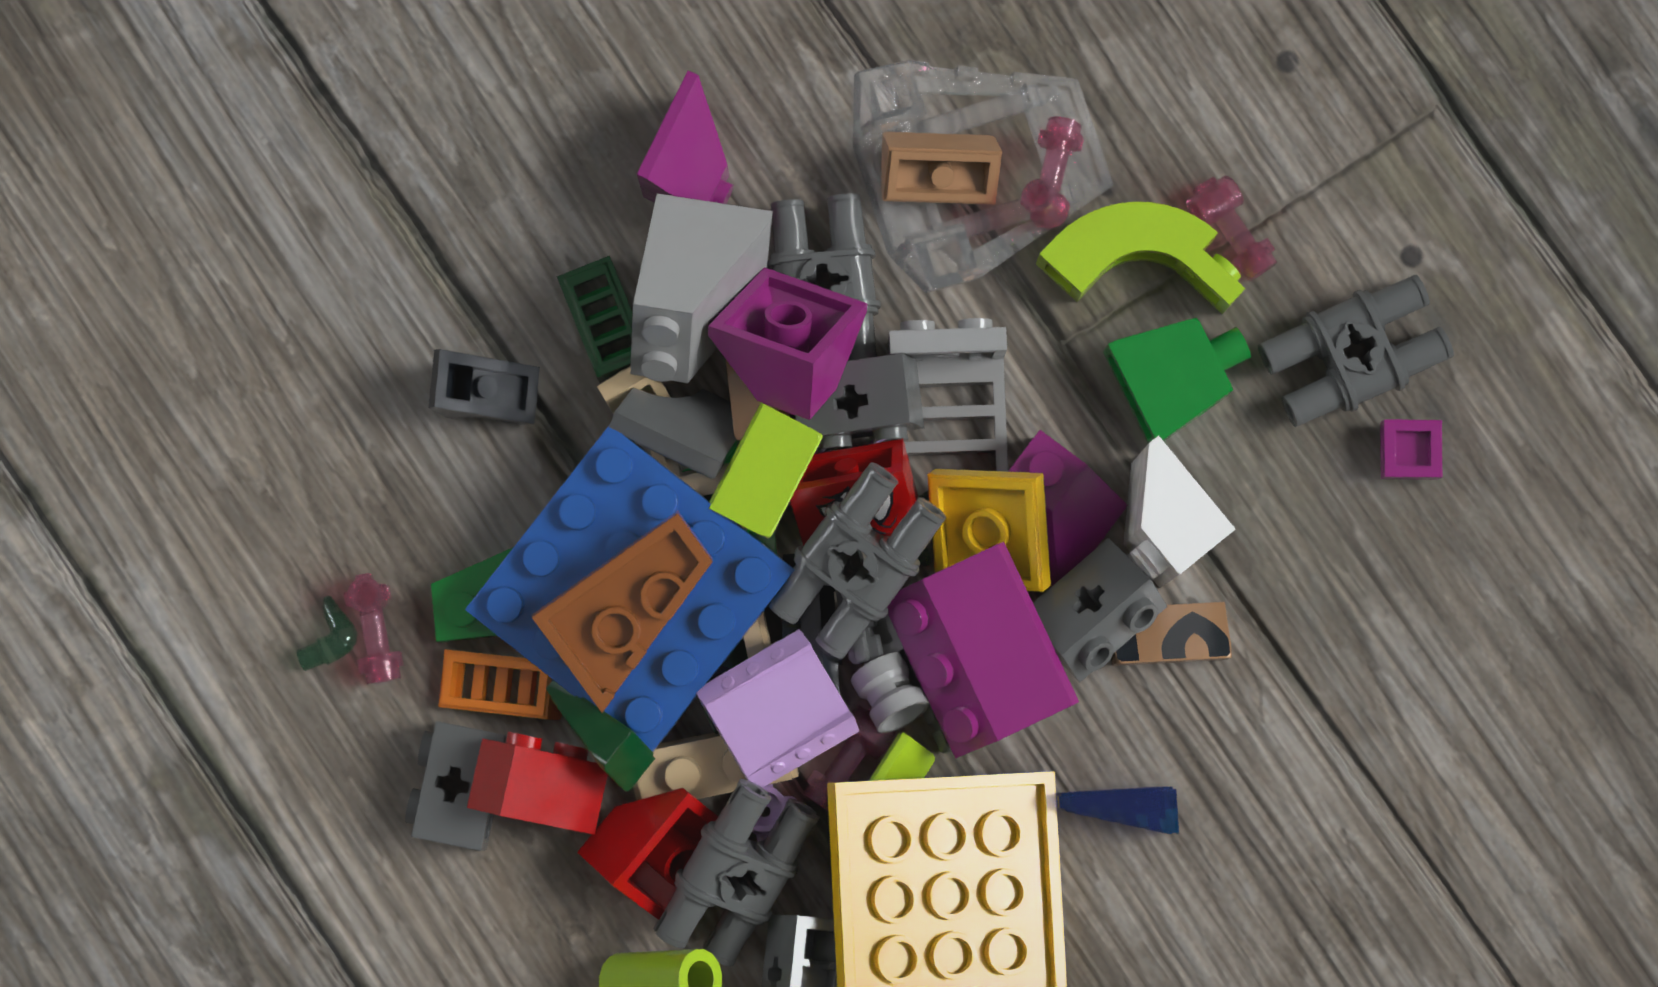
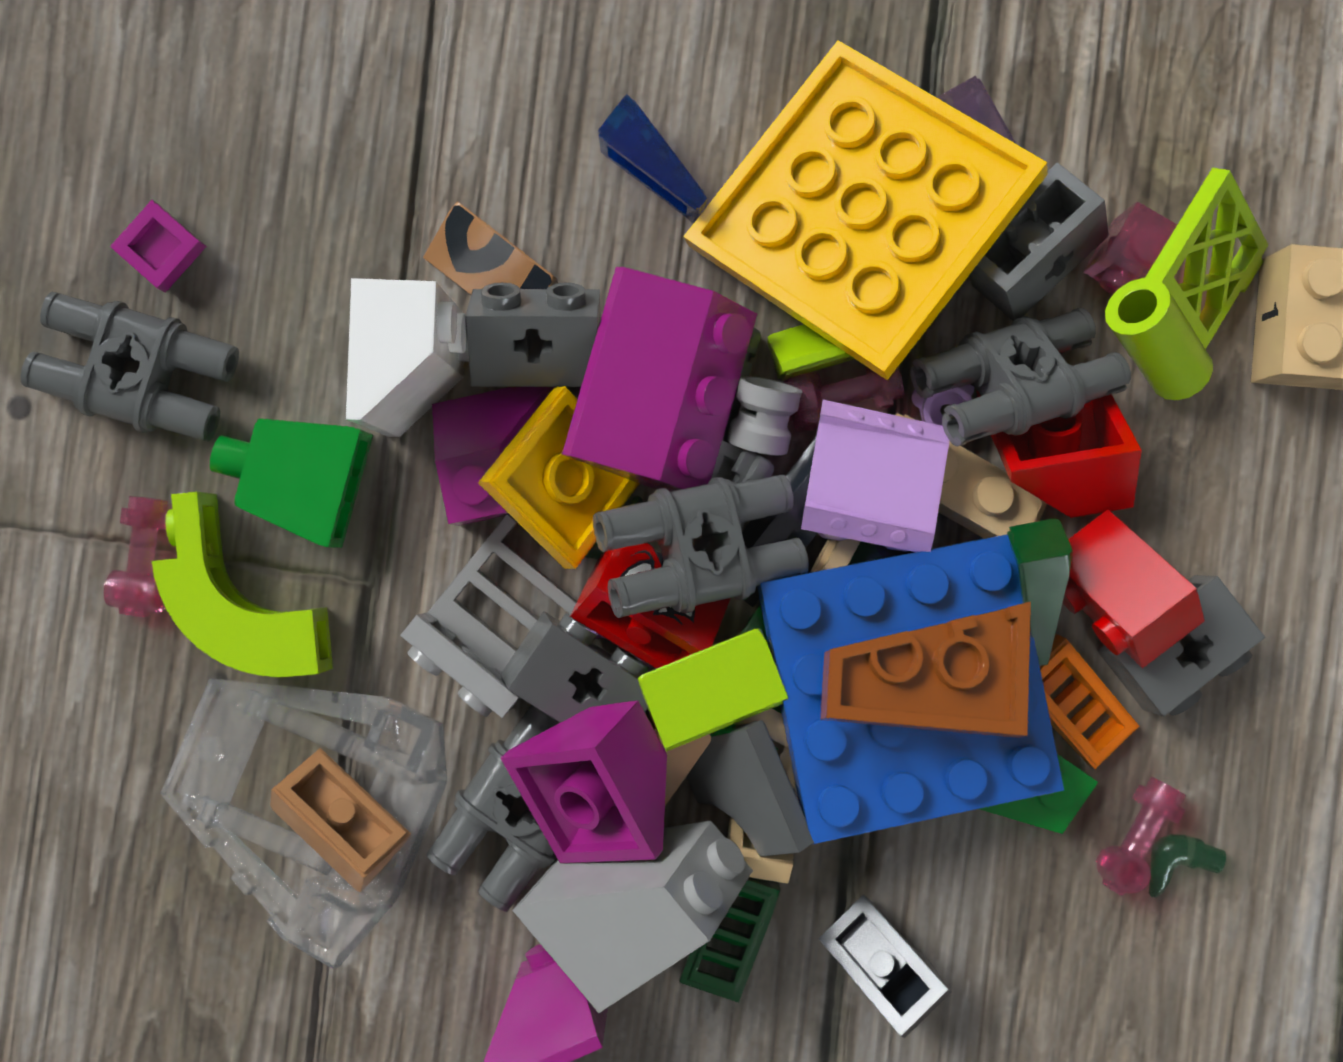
camera: 135 degrees left, 5 degrees up
(1042, 195) = (272, 721): clear pink bar -> none

